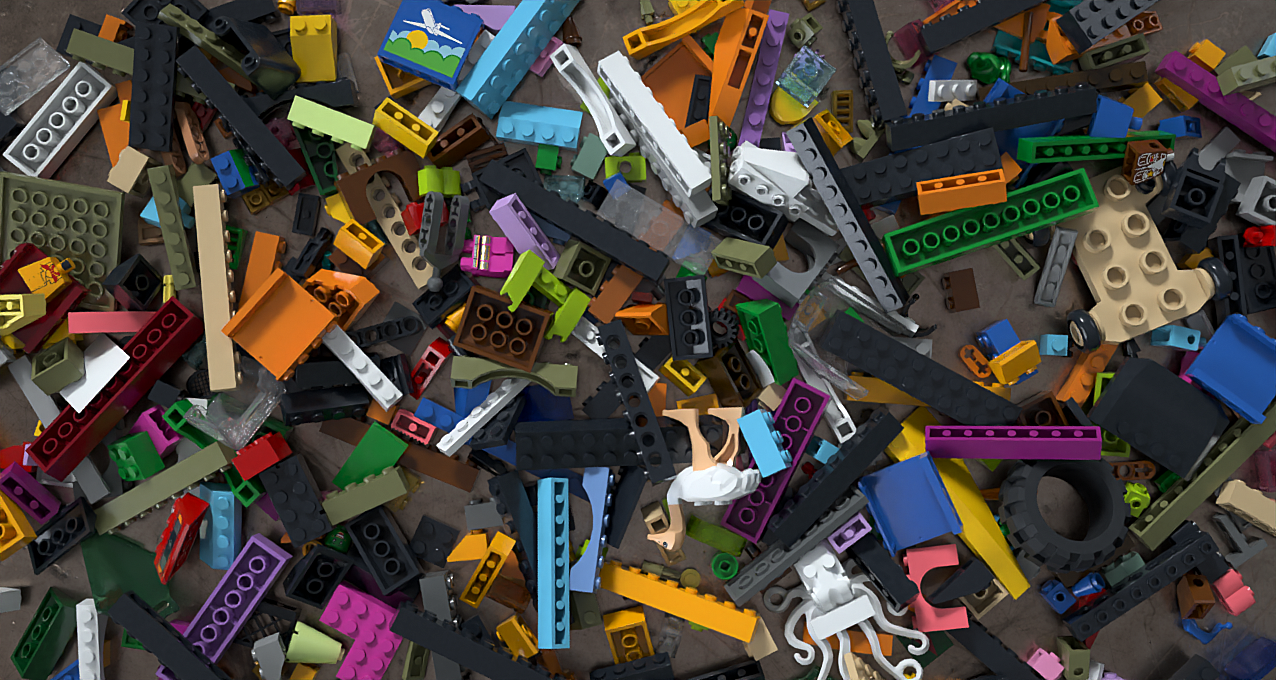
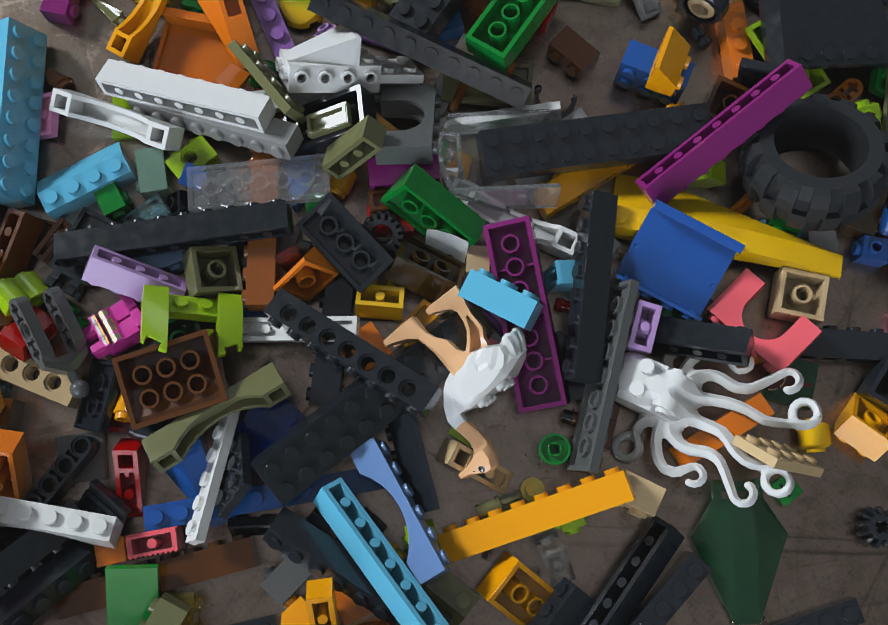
camera: 35 degrees left, 10 degrees down
(699, 100) = (215, 51): black tile -> none
(715, 535) = (524, 427): clear neon green brick -> none
(742, 221) = (329, 120): none -> olive tile
(842, 617) = (701, 410): white tile -> none
(968, 579) = (784, 289): black slope -> none
(971, 364) = (632, 102): orange beam -> none
(1053, 345) = (693, 36): medium azure brick -> none

